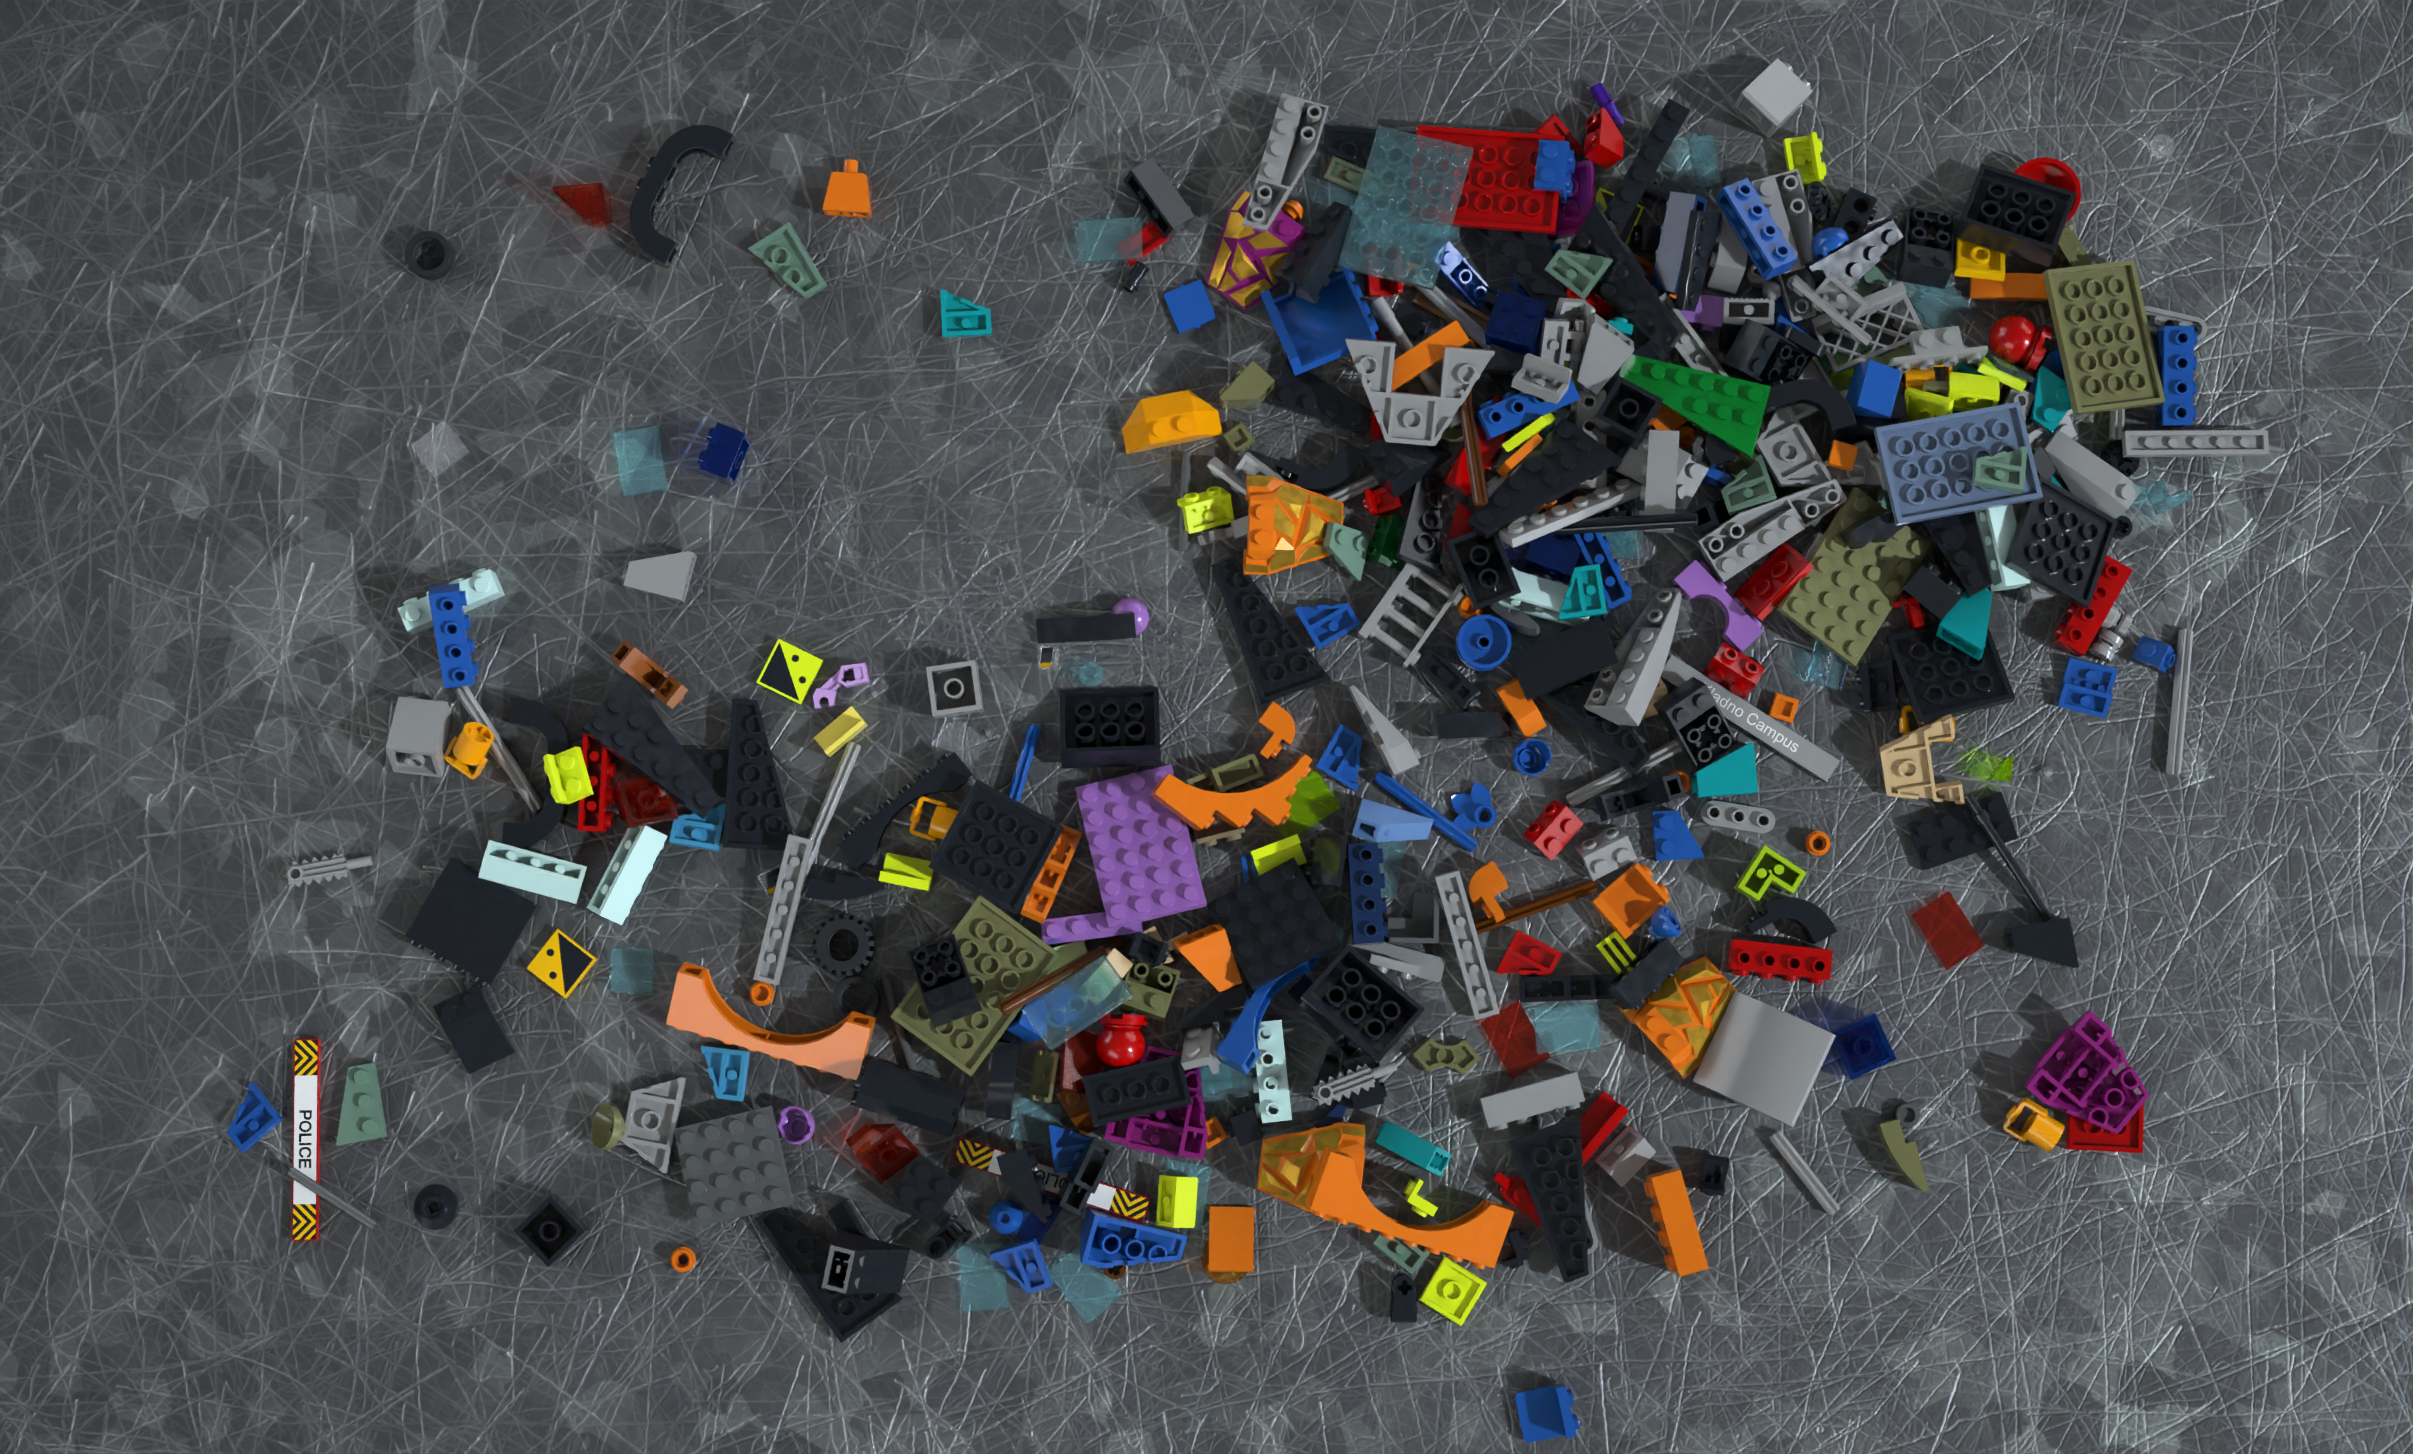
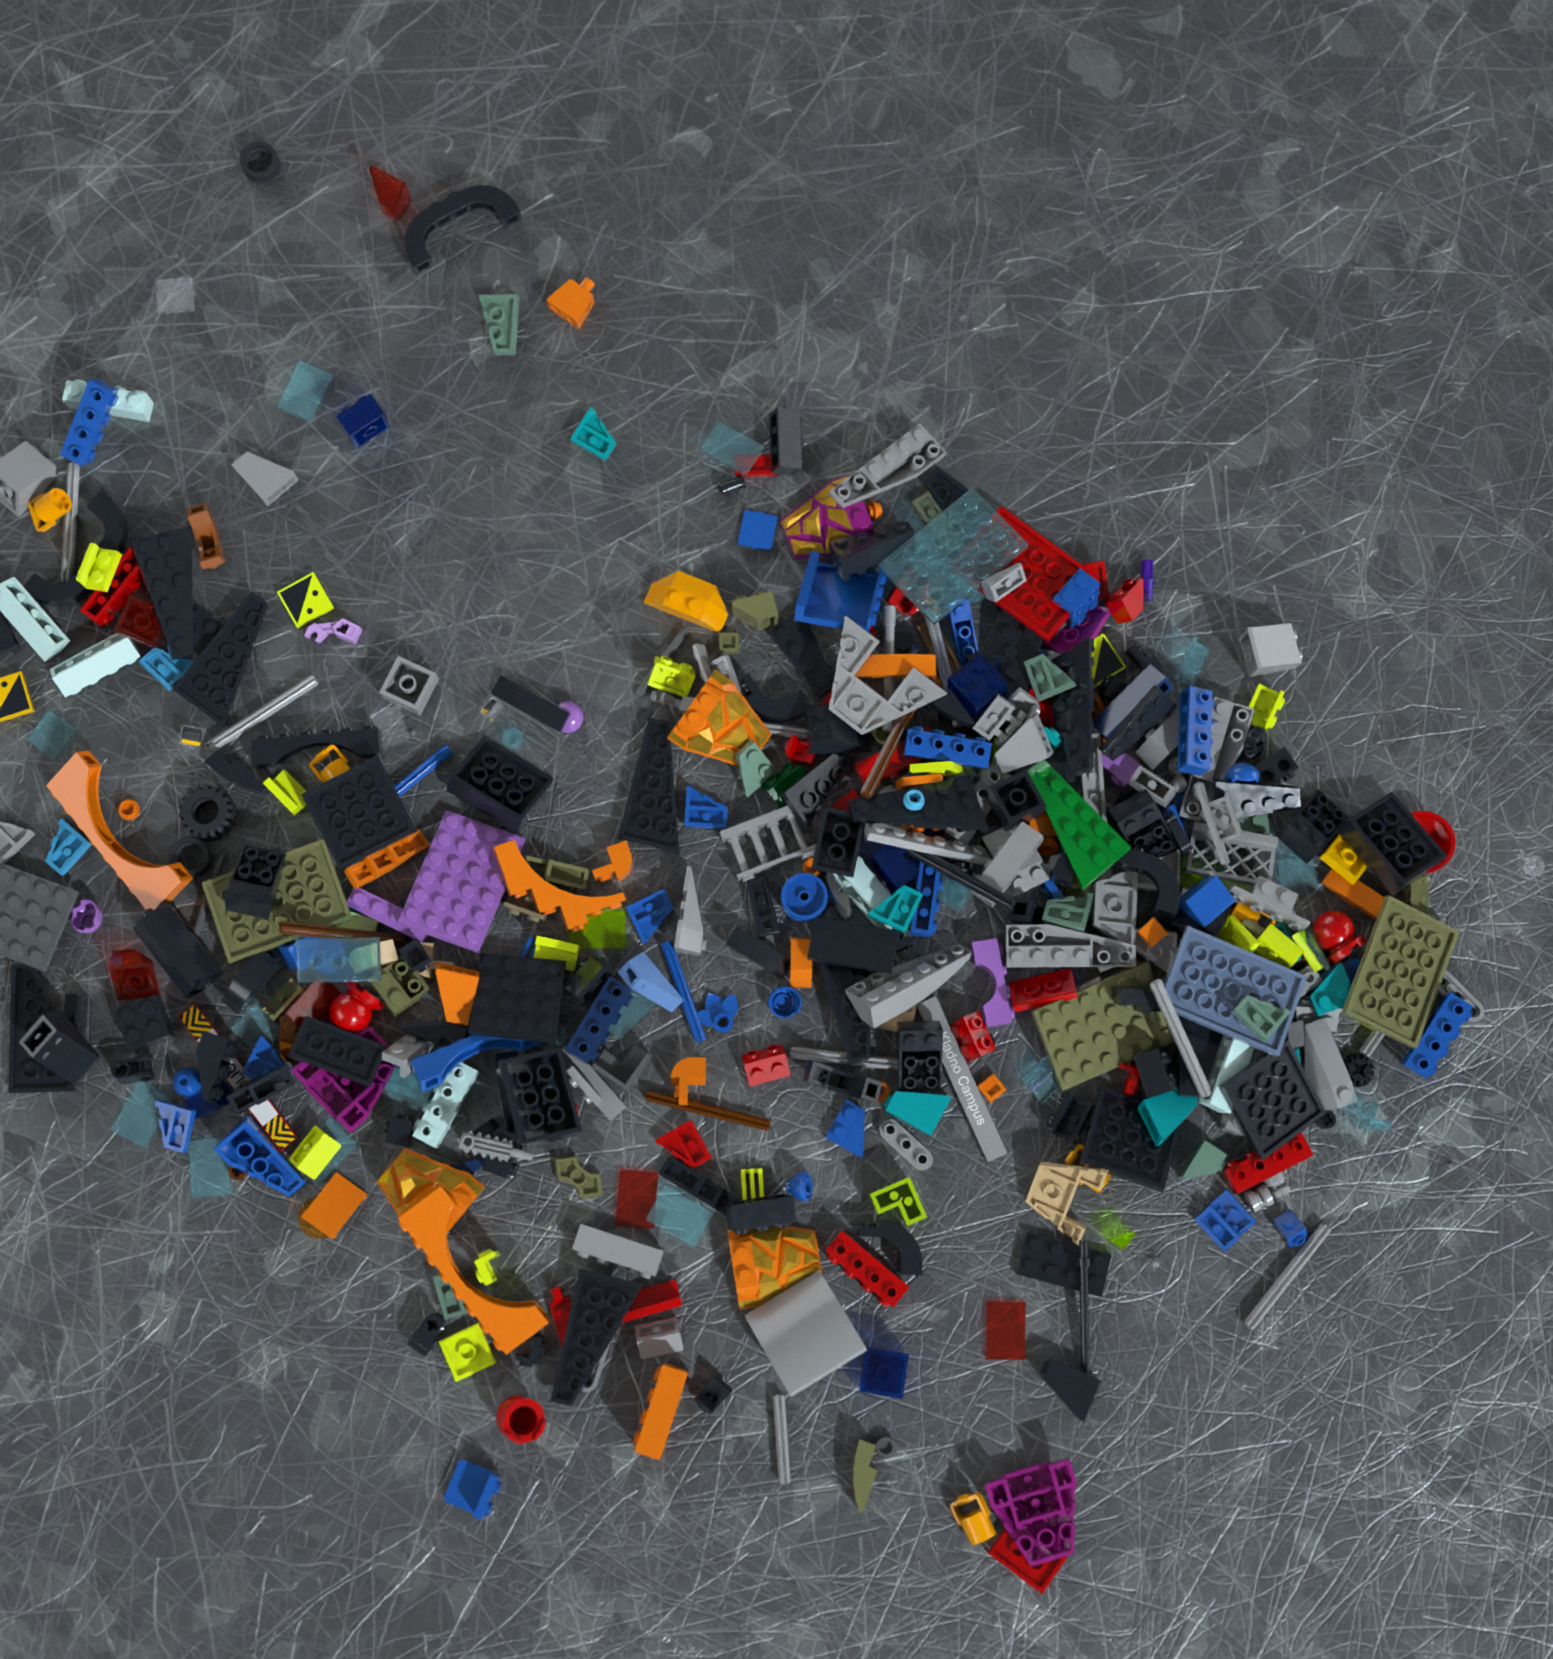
camera: 30 degrees right, 5 degrees down
(783, 909) = (183, 760): light grey plate -> none
(840, 731) = (311, 664): light yellow panel -> none
(1215, 1132) = (375, 1120): orange tile -> none
(1413, 1148) = (508, 1228): teal slope -> none
(1466, 944) = (646, 1105): light grey plate -> none
(1474, 203) = (1003, 583): none -> light grey slope
(1531, 472) = (913, 795): none -> medium azure plate
(1542, 379) = (968, 734): light grey bracket -> none
(1549, 1318) = (520, 1419): none -> red tile
(1606, 852) = (793, 1107): light grey bracket -> none
(1630, 899) = (787, 1153): orange panel -> none
(1645, 164) = (1160, 629): black arch -> none
(1825, 843) = (958, 1202): orange plate -> none
(1939, 541) = (1180, 1038): none -> light grey axle
(2031, 644) = (1204, 1161): none -> sand green slope
(2195, 443) = (1420, 1094): light grey plate -> none

